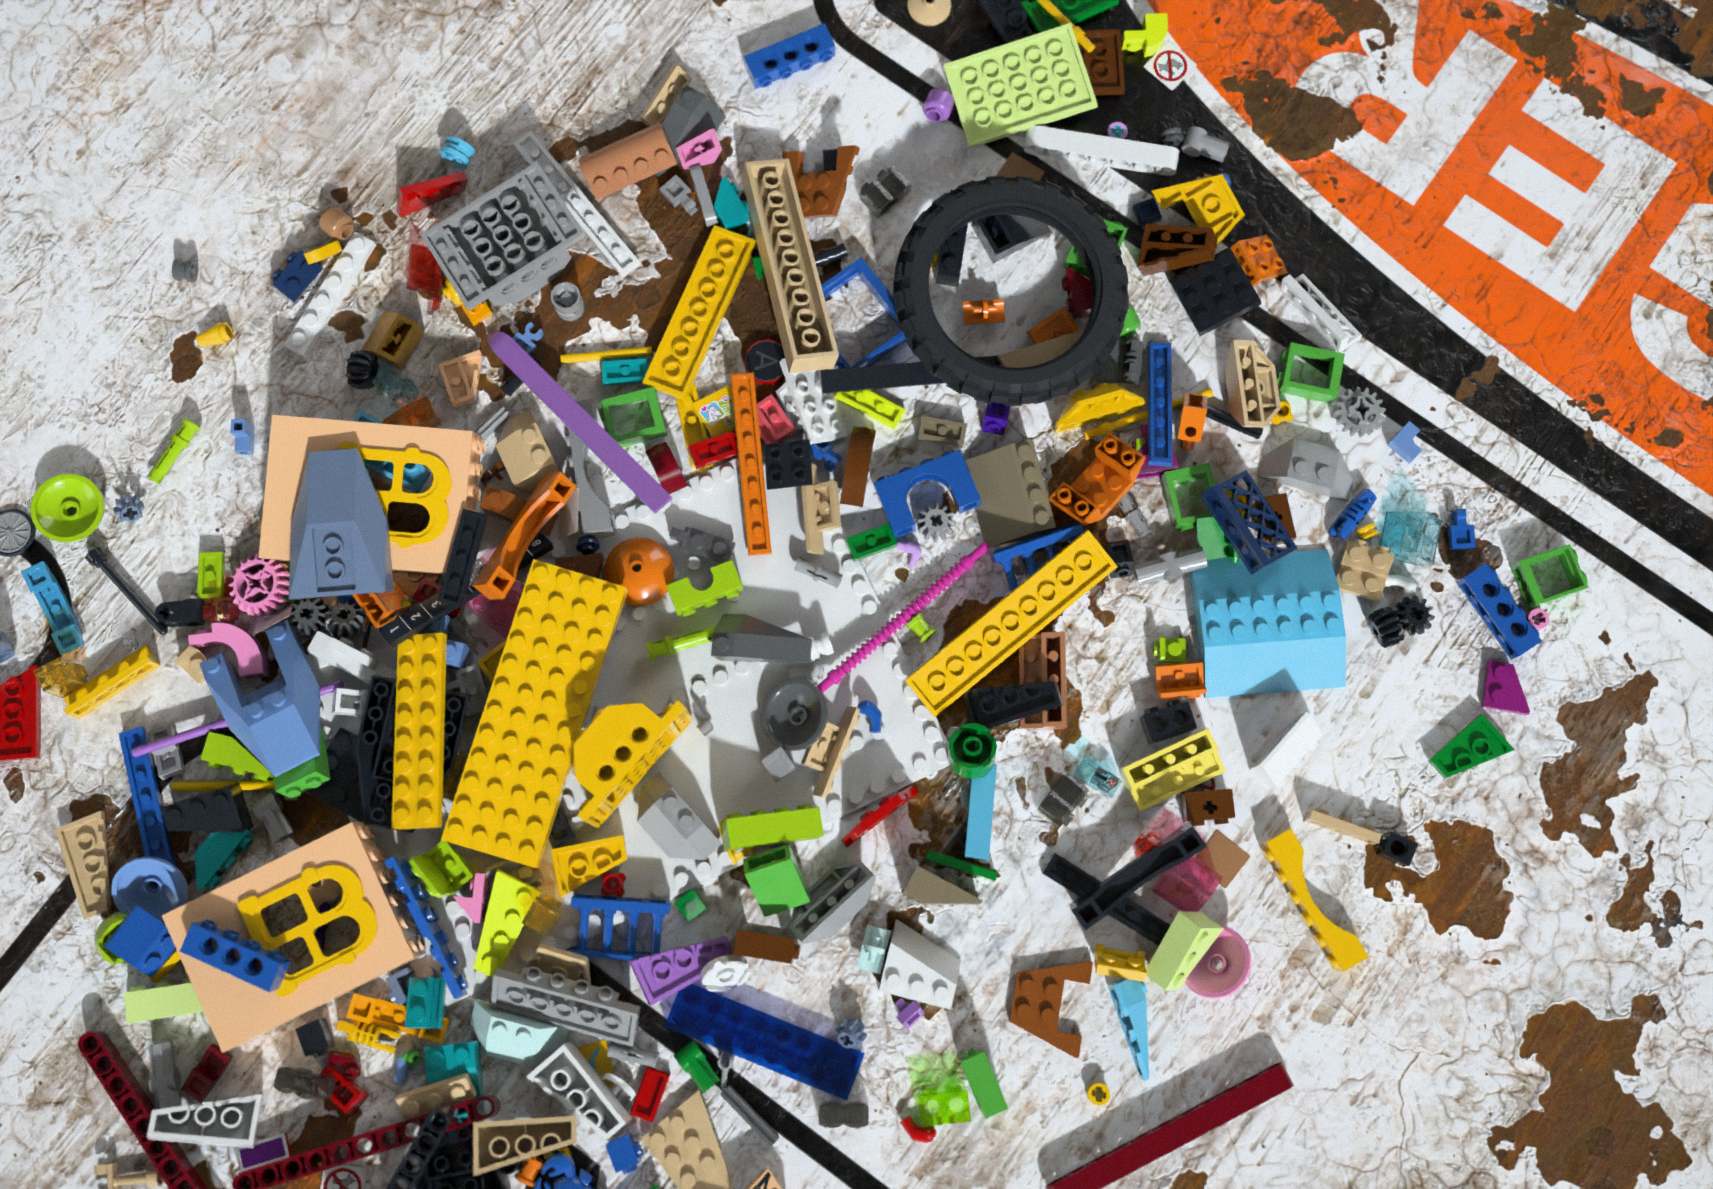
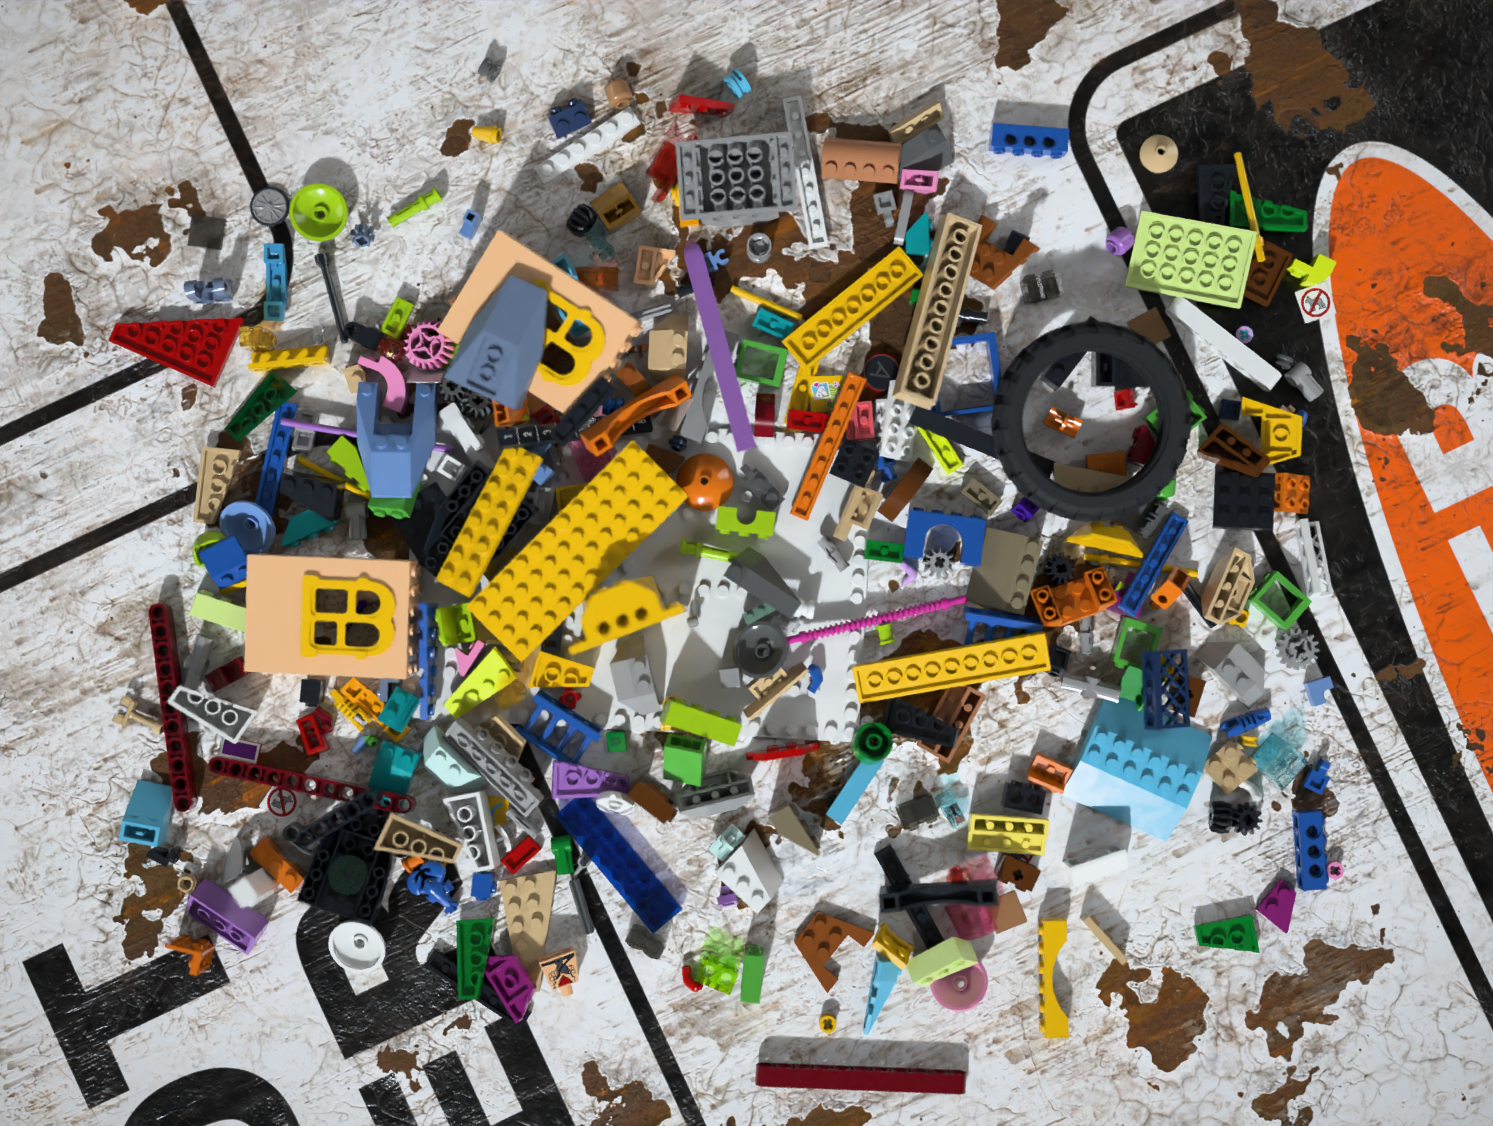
camera: 35 degrees right, 10 degrees up
(100, 749) = (261, 404): none -> dark green wing
(198, 945) = (262, 592): blue brick -> none
(304, 1083) = (290, 719): clear smoke brick -> none
(323, 252) = (597, 111): yellow beam -> none
(424, 1099) = (371, 776): tan plate -> none
(491, 542) = (612, 405): none -> blue wheel
(771, 678) = (757, 613): none -> sand green piece
(851, 1032) = (680, 890): sand blue gear -> none
(961, 866) = (815, 813): green tile -> none
(1034, 256) = (1124, 399): none -> red tile
(1075, 459) = (1059, 575): none -> black gear
(1169, 650) = (1054, 746): lime bracket -> none
(1406, 848) = (1138, 980): black brick -> none
(1528, 584) = (1342, 844): bright green window -> none

